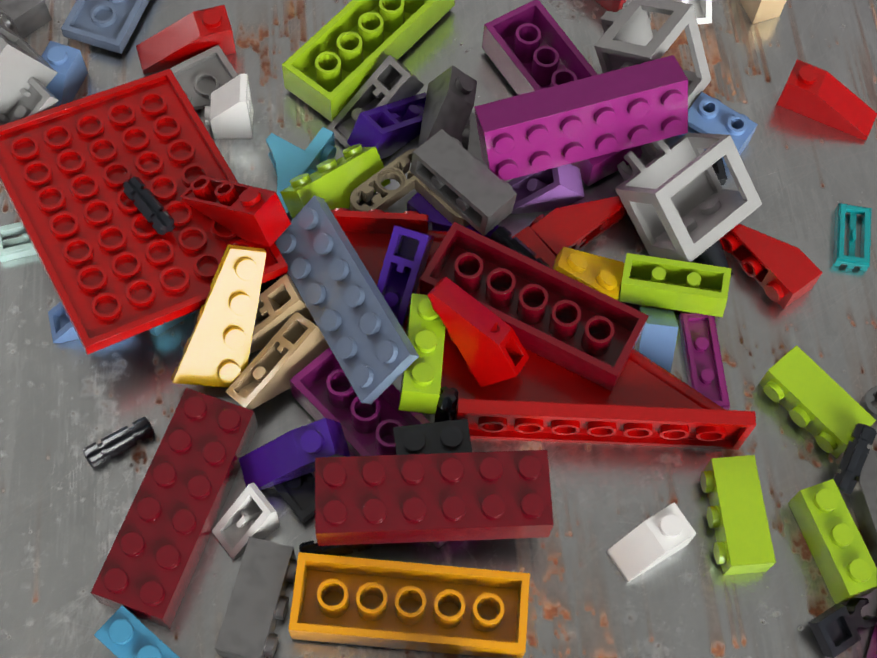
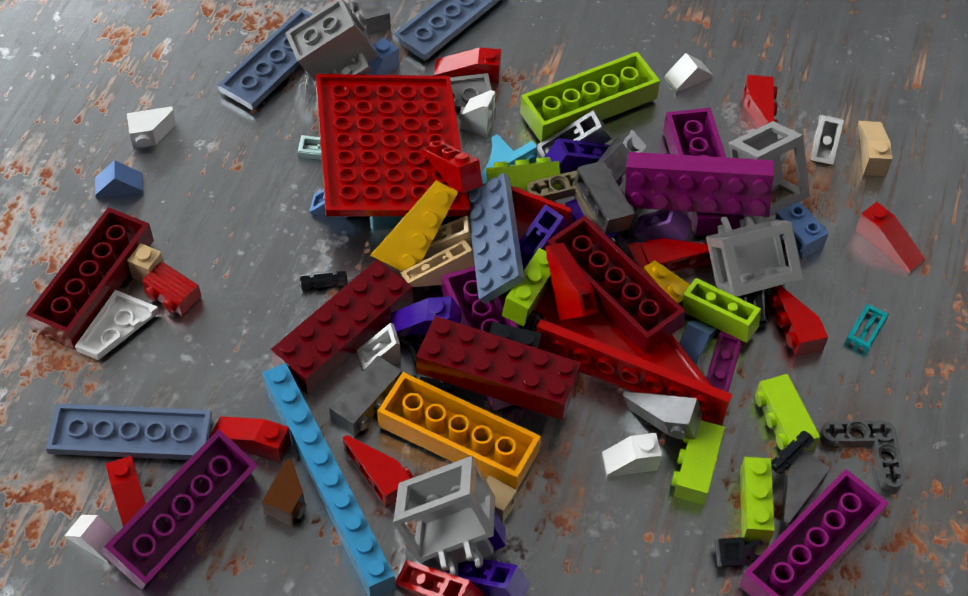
camera: 25 degrees right, 10 degrees down
(148, 205) = (399, 146): black axle -> none
(684, 467) = (671, 414): none -> flat silver slope

